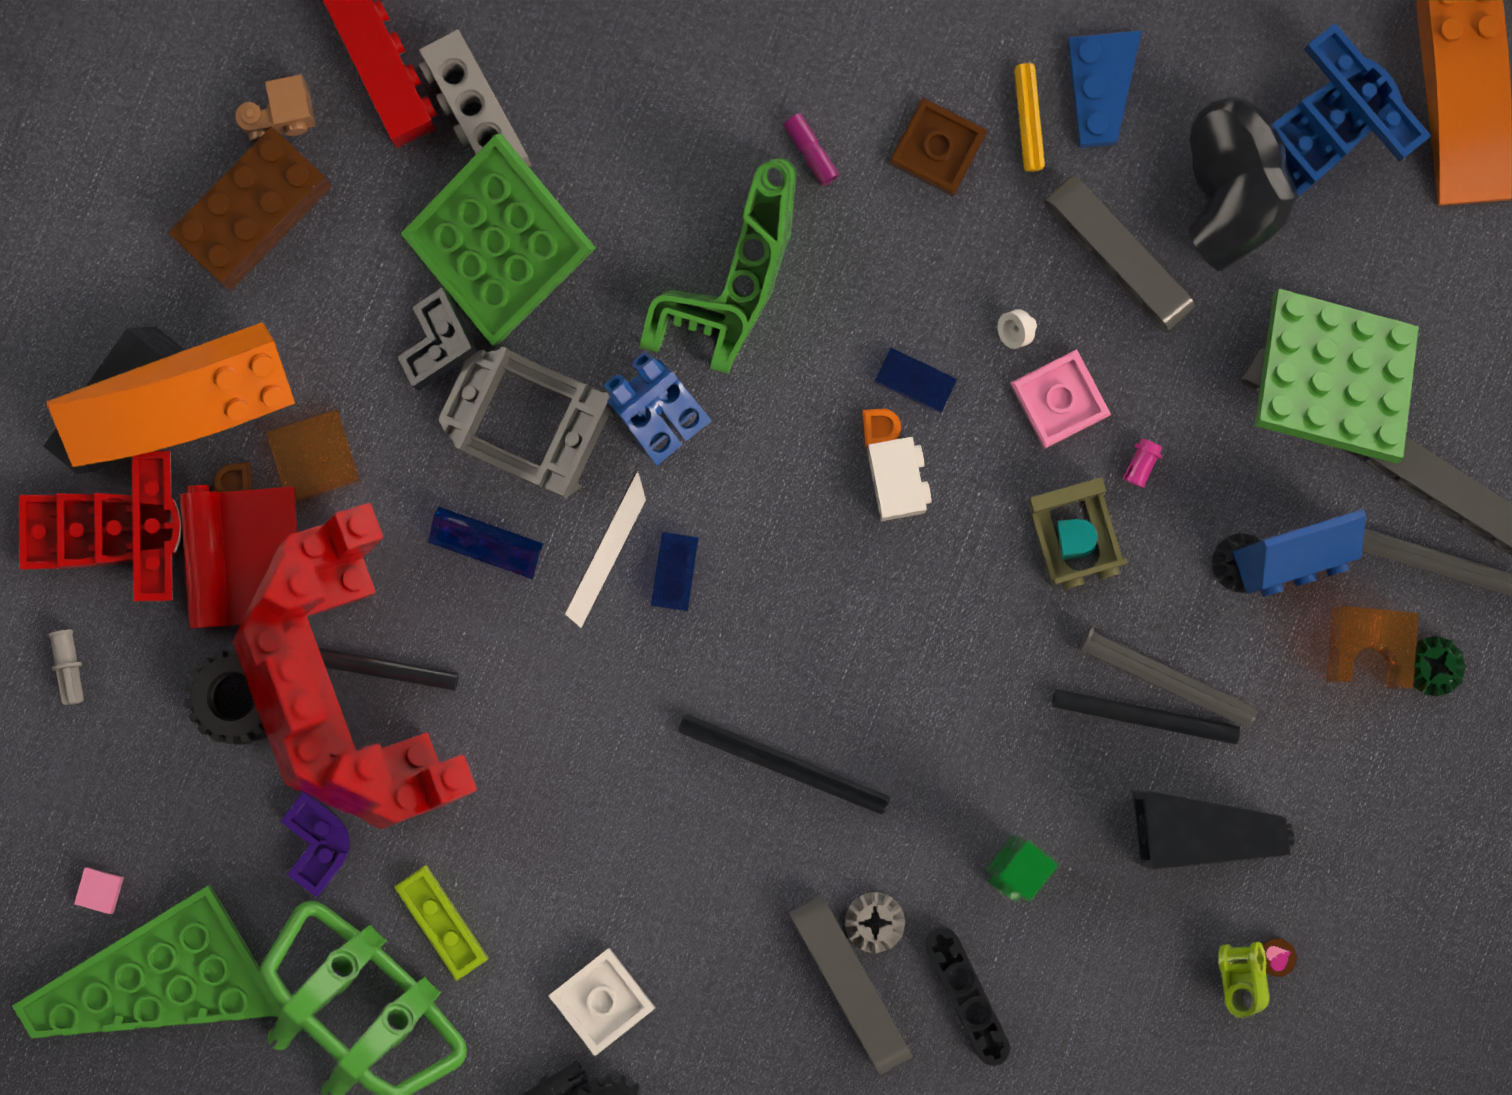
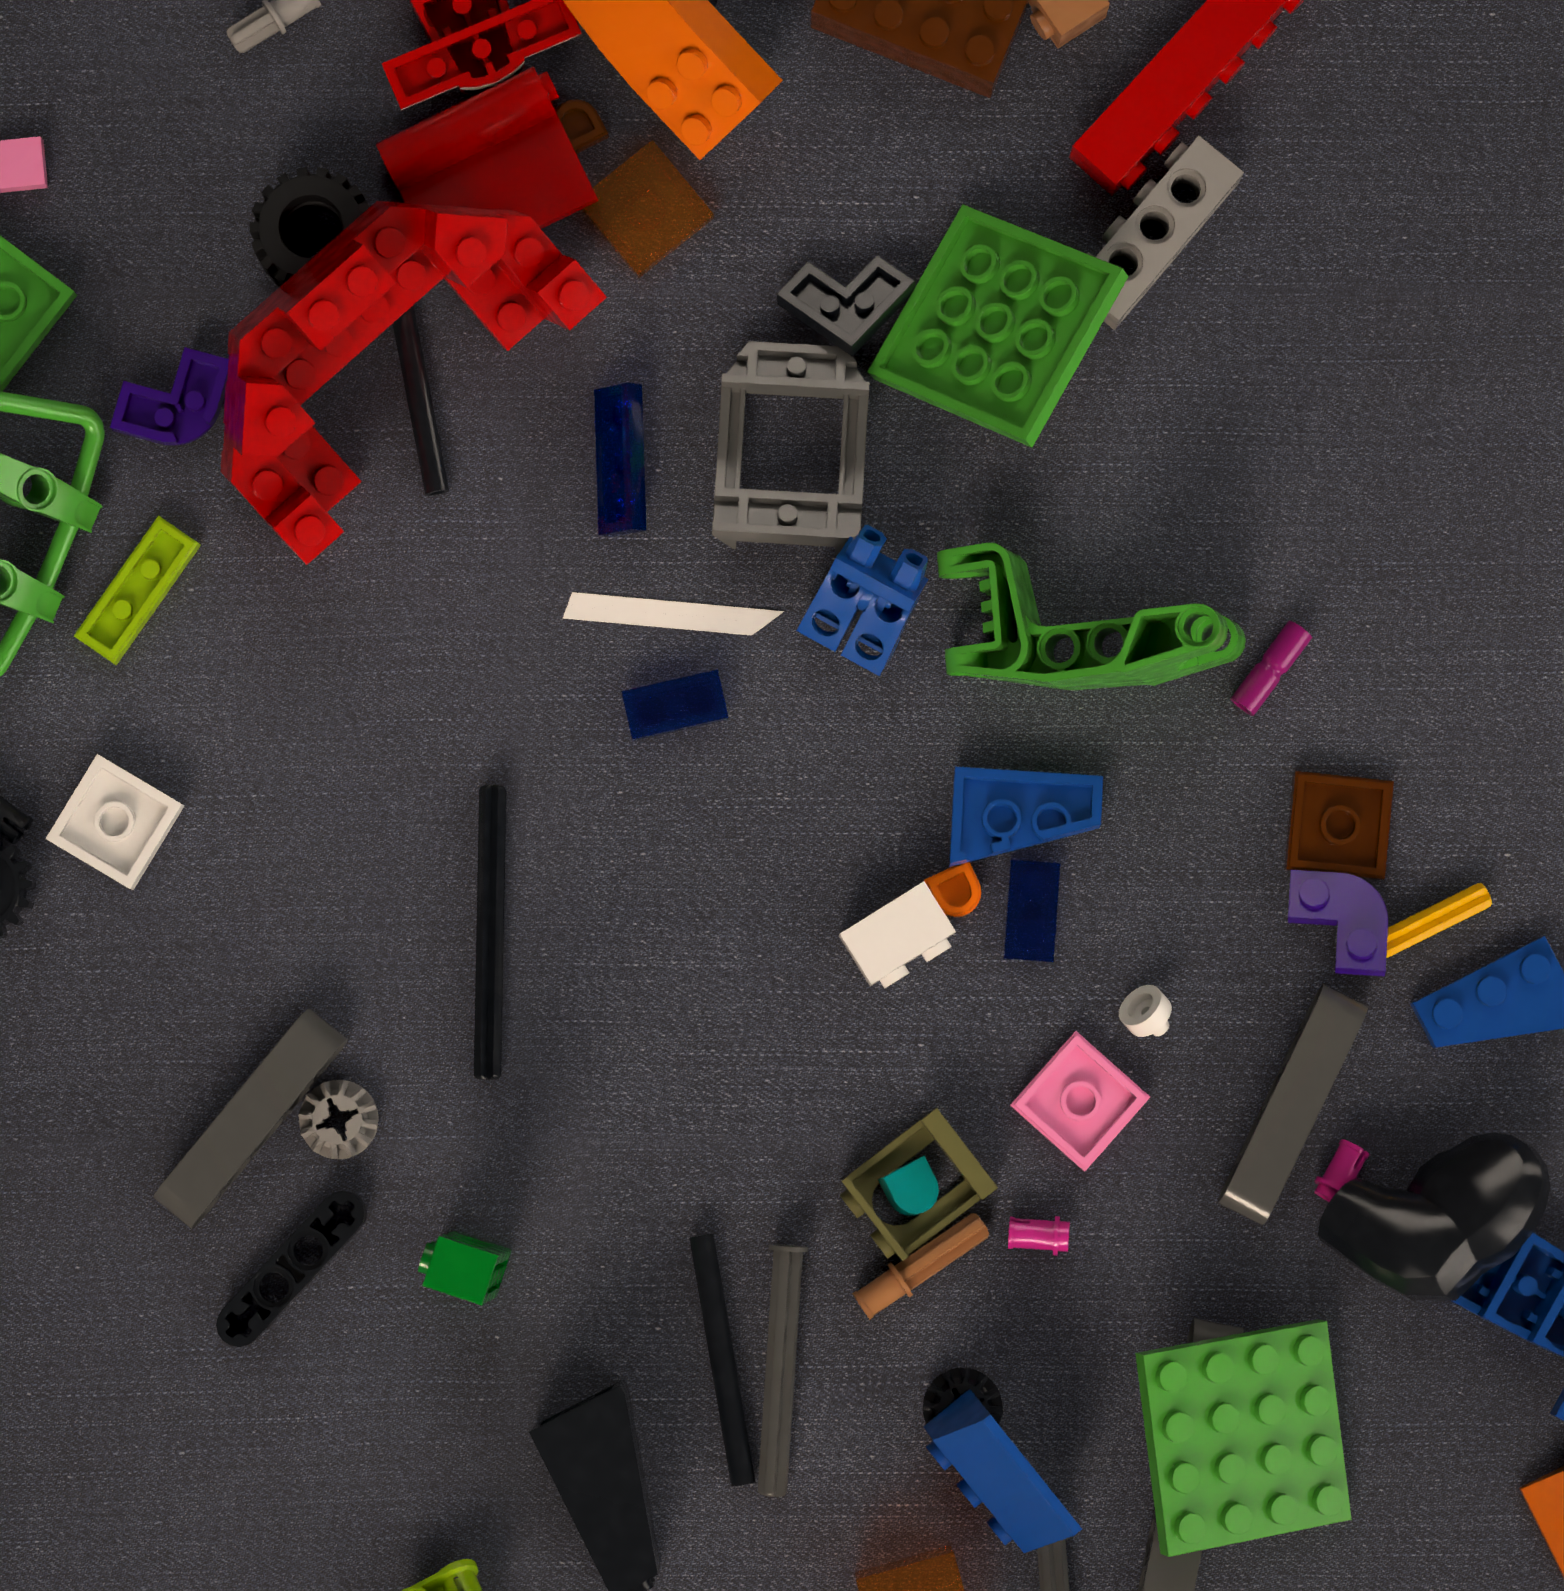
camera: 65 degrees right, 0 degrees up
(842, 361) = (1018, 809): none -> blue wing
(1001, 158) = (1350, 905): none -> dark purple plate
(1132, 548) = (921, 1265): none -> medium nougat axle
(1177, 239) = (1342, 1169): none -> dark pink pin

